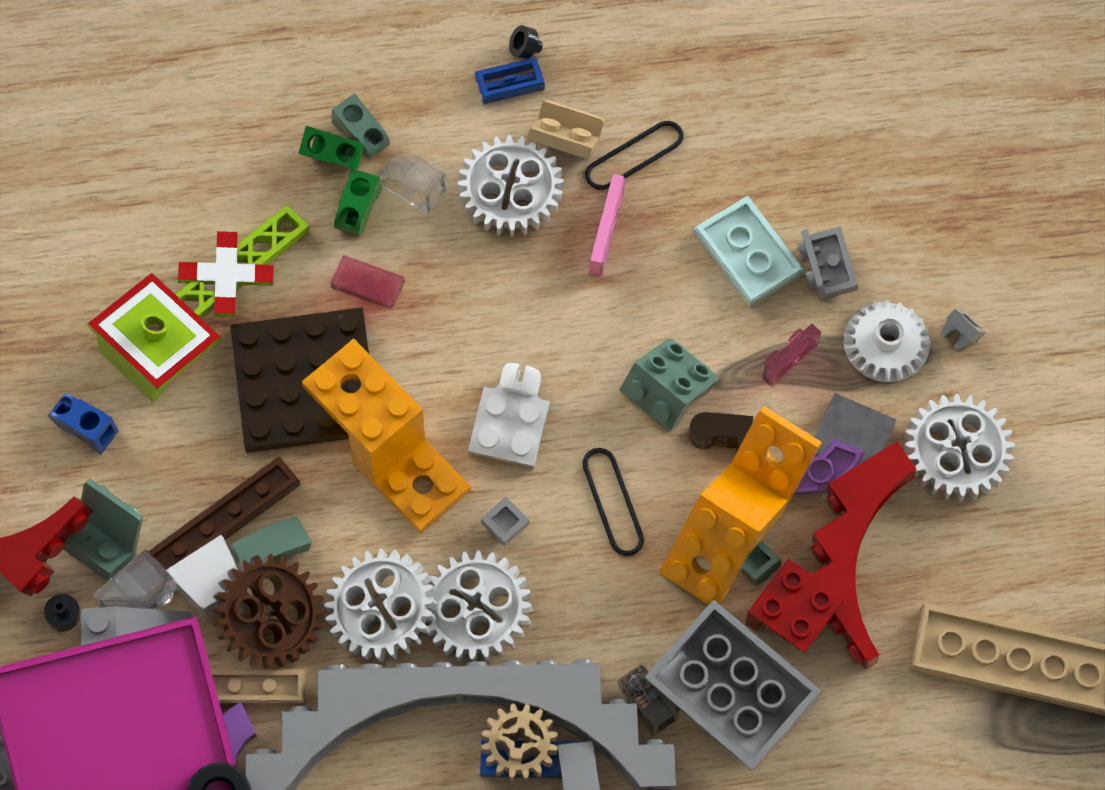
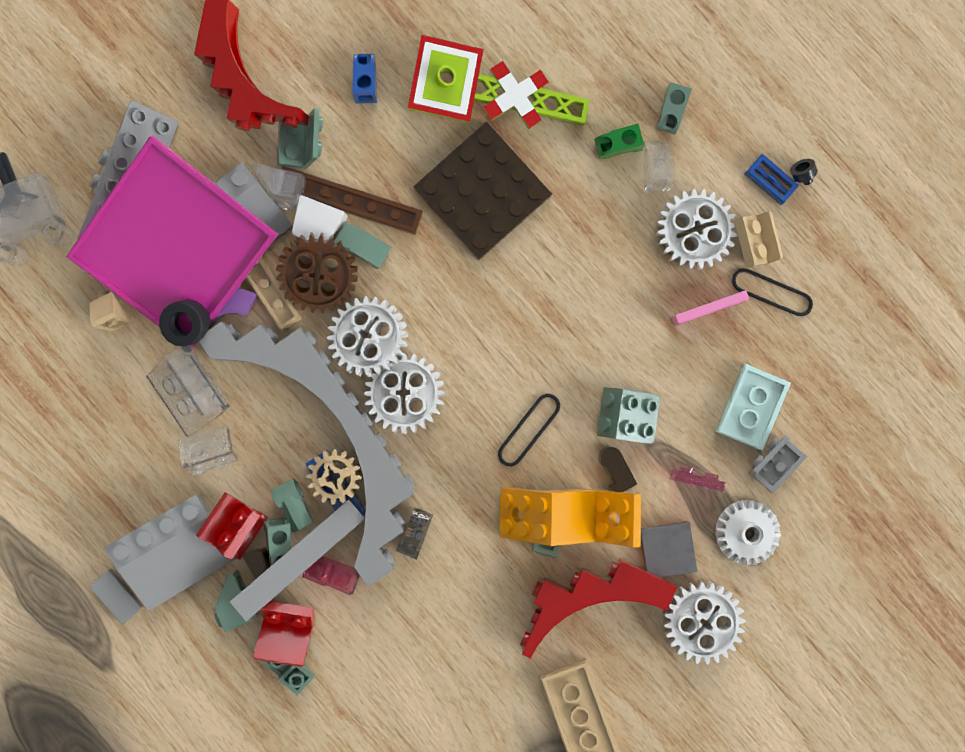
camera: 55 degrees right, 20 degrees up
(62, 612) = (243, 151): black tile -> none
(331, 148) = (644, 100): green leg -> none
(367, 282) = (571, 185): clear pink plate -> none
(386, 435) = (470, 266): light orange bracket -> none
(505, 521) = (468, 375): light grey tile -> none
(511, 418) = (539, 334): white plate -> none
(733, 685) = (452, 582): light grey slope -> none
(794, 606) = (528, 588): red bracket -> none
(828, 466) = (643, 556): medium lavender tile -> none
(969, 330) = (791, 576): light grey tile -> none

